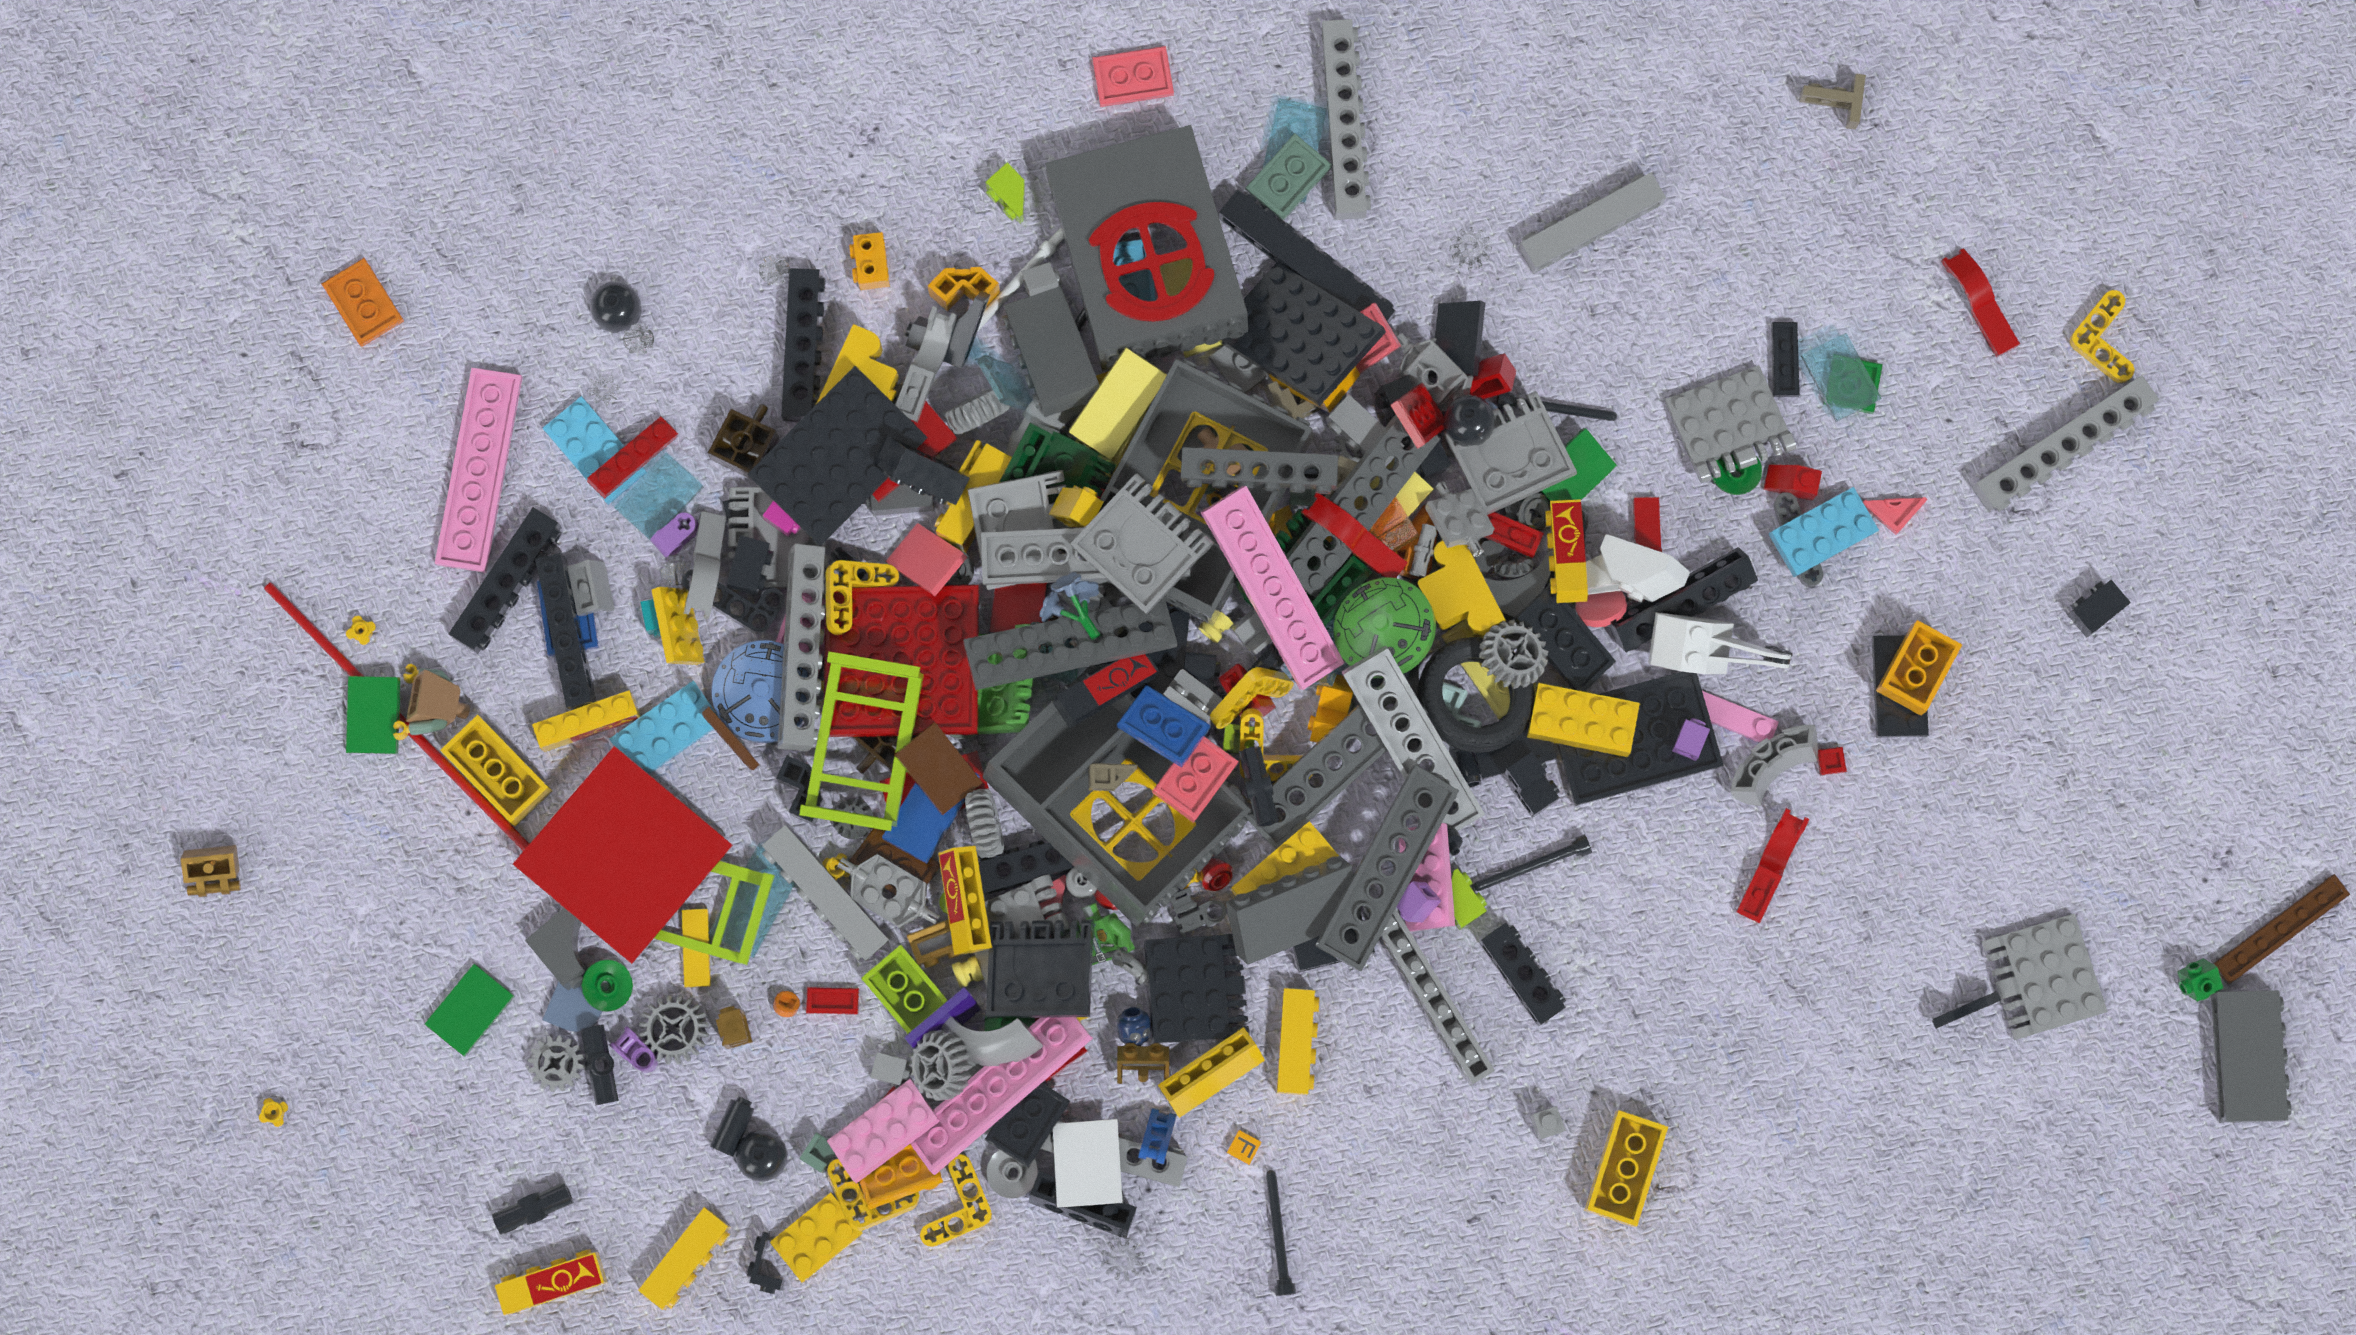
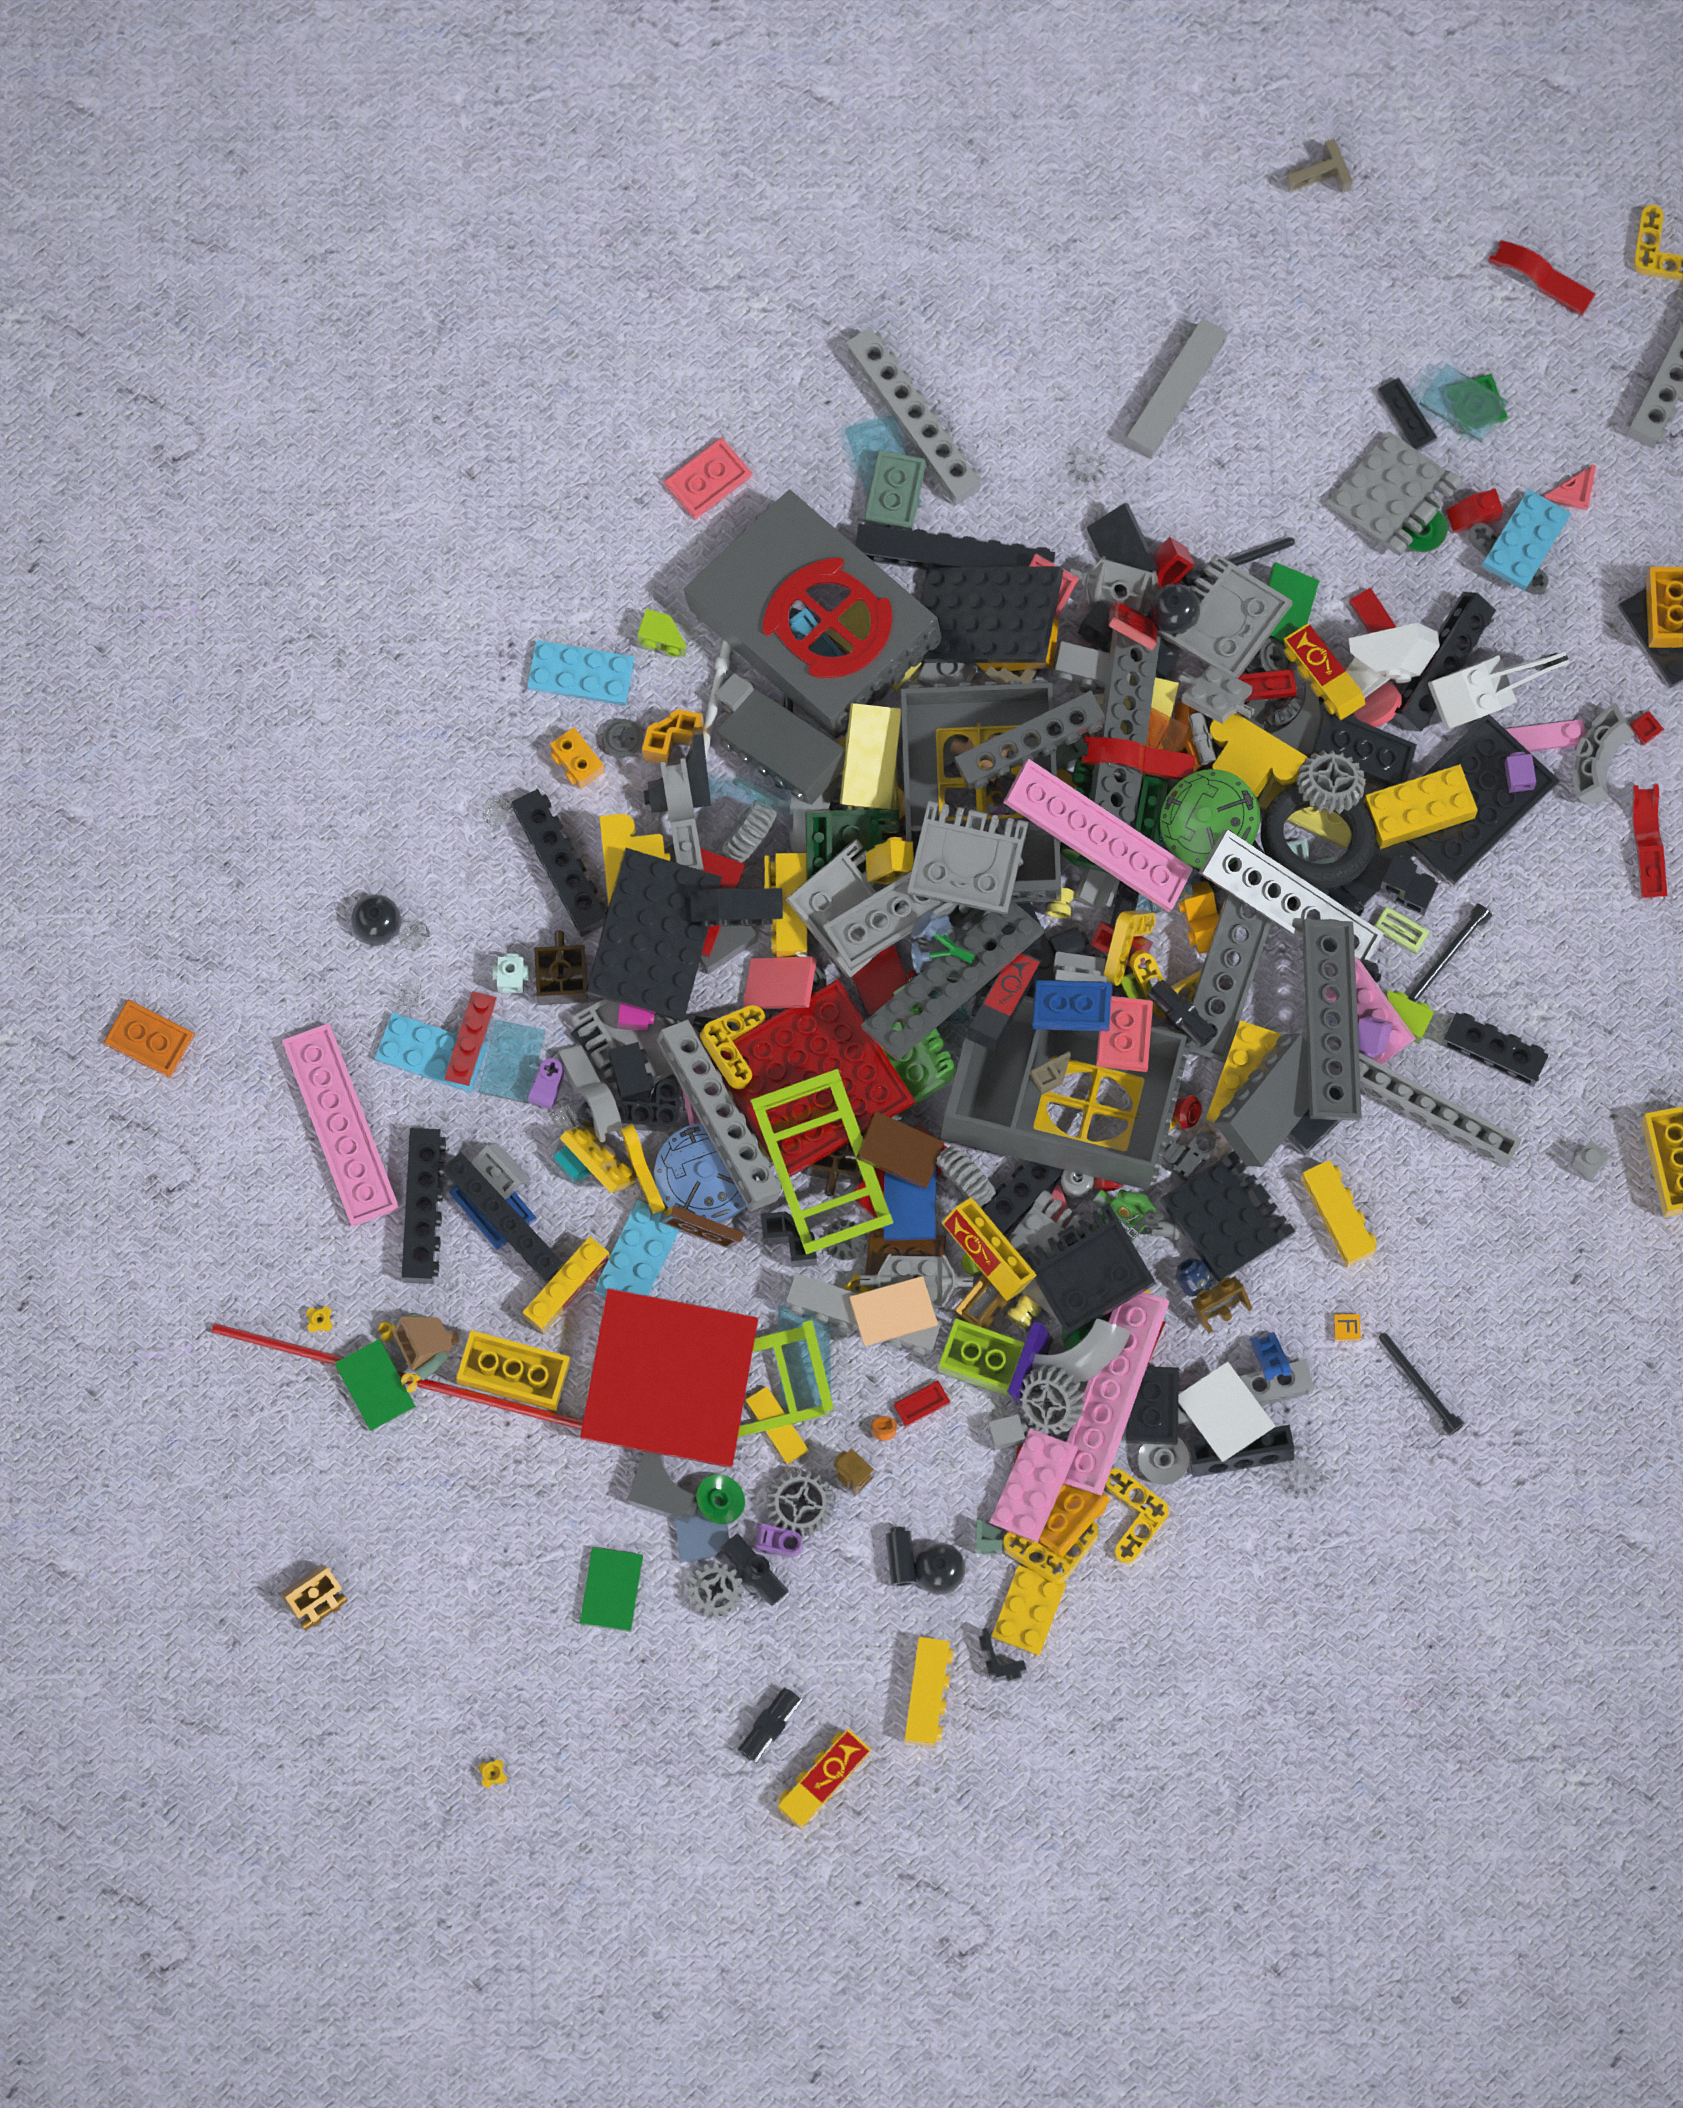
camera: 30 degrees left, 5 degrees down
(703, 427) = (507, 981): none -> light aqua brick
(712, 646) = (640, 1168): none -> yellow beam
(850, 907) = (893, 1311): none -> light nougat tile
(920, 187) = (581, 673): none -> medium azure plate
(920, 255) = (615, 731): none -> dark grey gear
(1211, 1072) = (1283, 1278): yellow brick -> none
(1506, 843) = (1395, 937): none -> yellowish green tile

